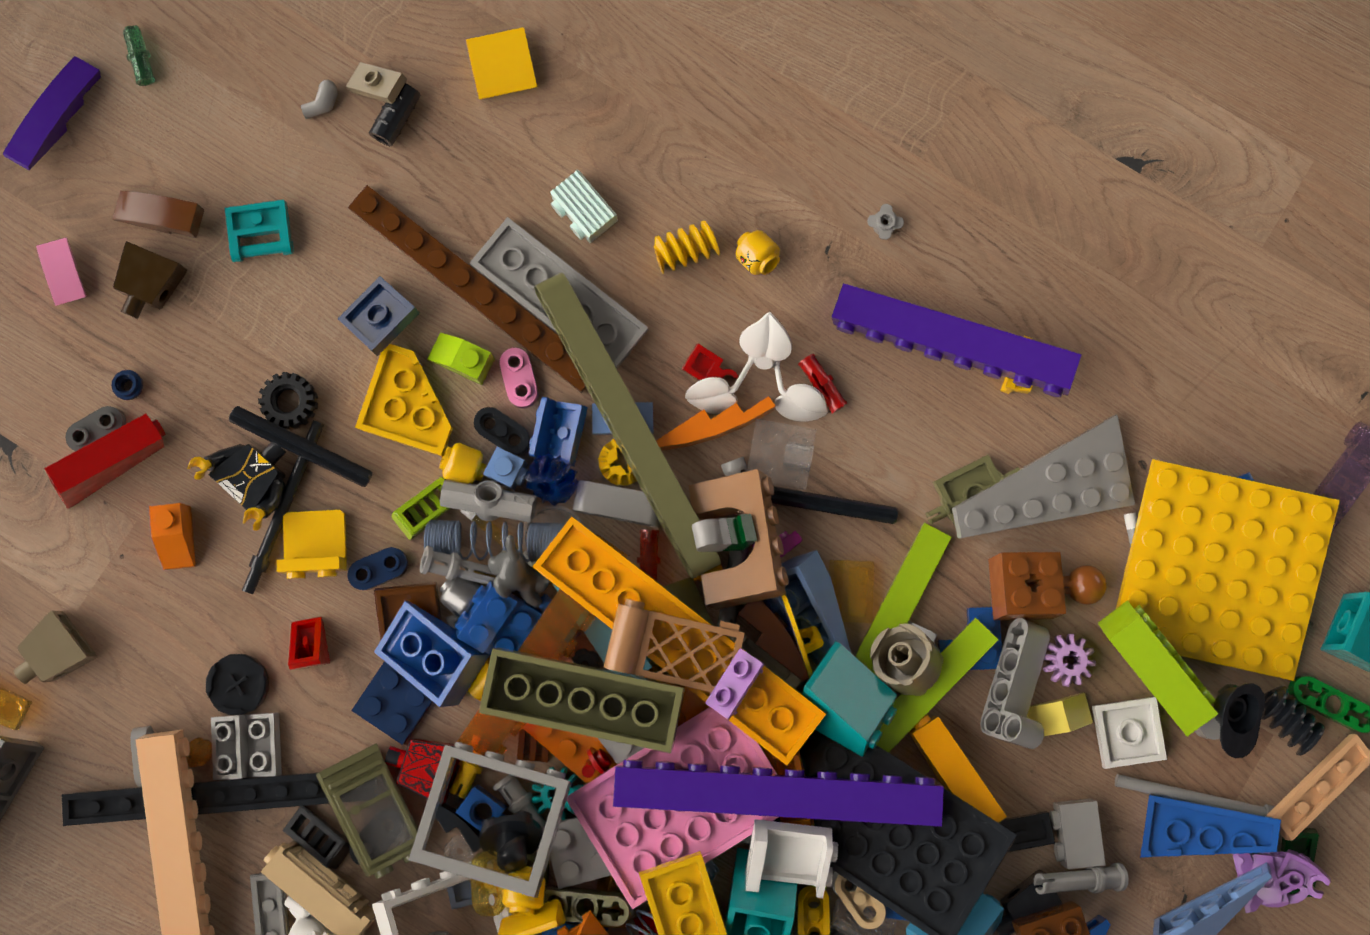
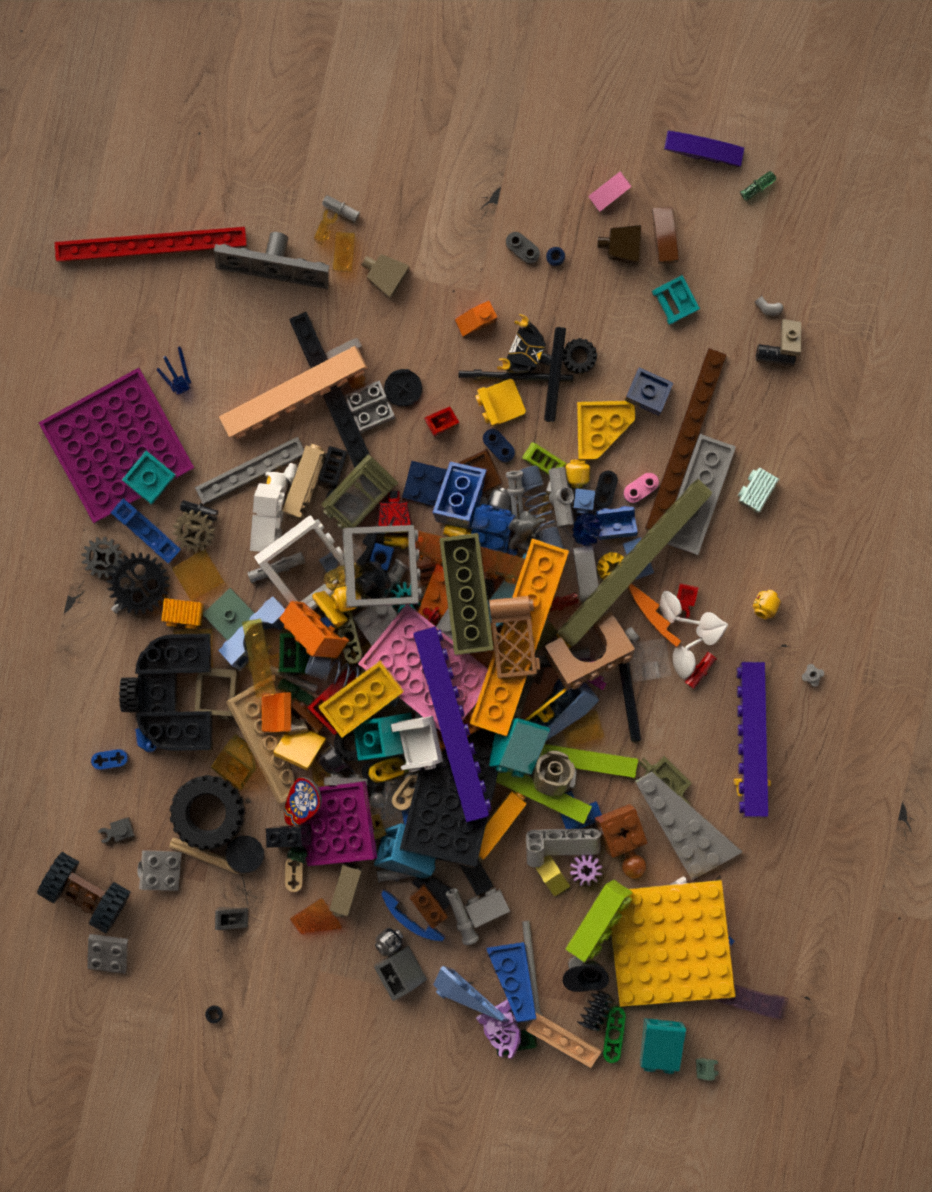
camera: 65 degrees right, 5 degrees up
(105, 459) = (507, 262): red slope -> none
(461, 357) = (641, 449): lime slope -> none
(501, 63) = (830, 408): yellow slope -> none
(685, 246) = (755, 559): yellow piece -> none
(724, 534) = (589, 642): leg -> none
(735, 684) = (505, 677): medium lavender hinge -> none
(1129, 732) = (555, 919): white plate -> none

